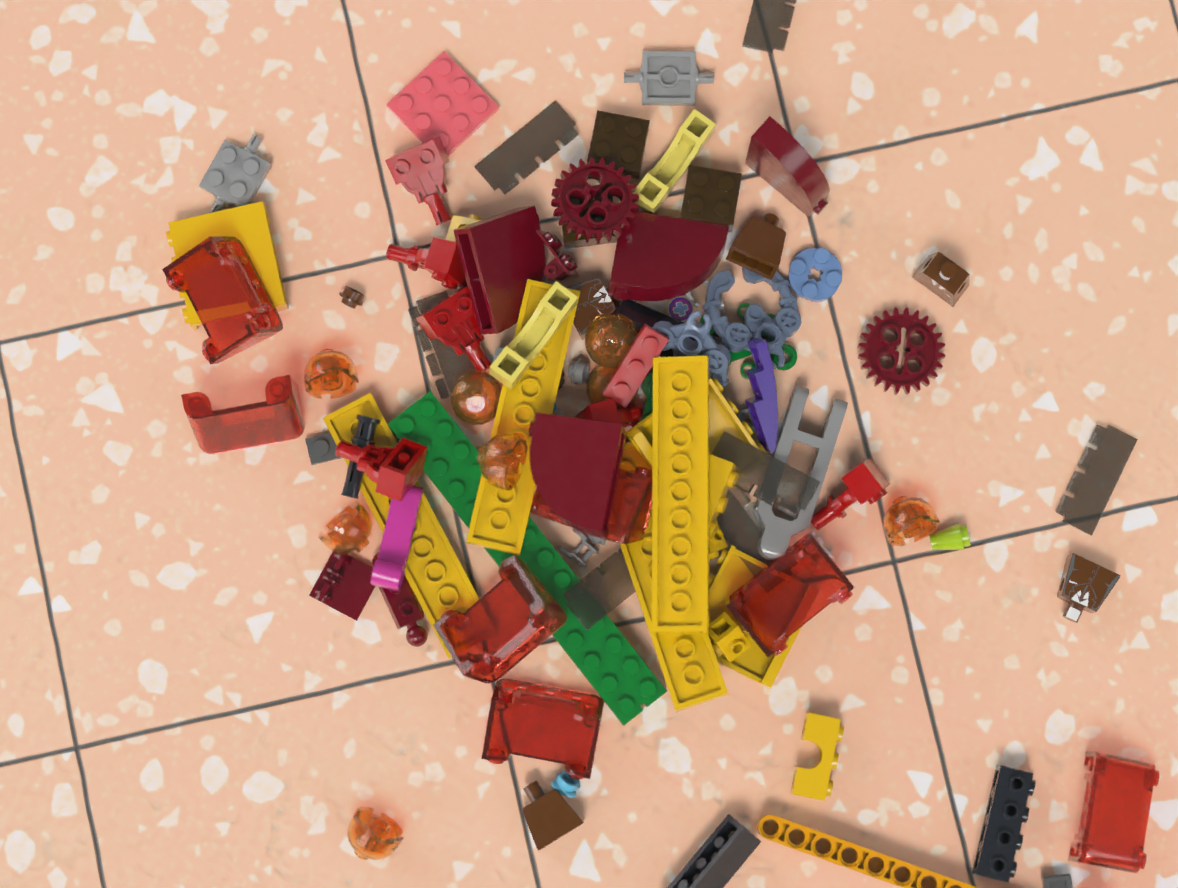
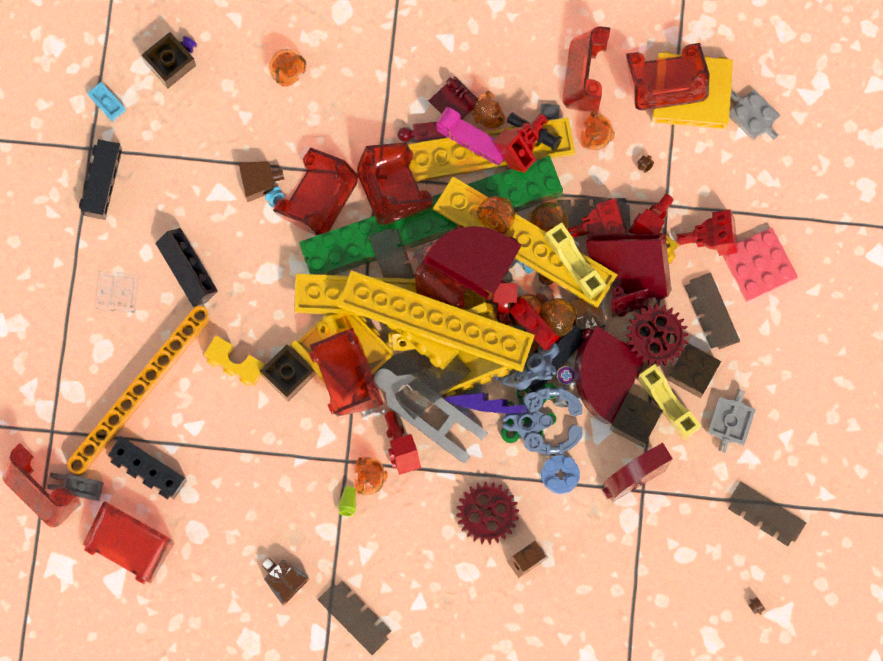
camera: 105 degrees right, 5 degrees down
(759, 246) = (592, 440): reddish brown torso -> none
(809, 678) = (287, 372): none -> dark brown brick

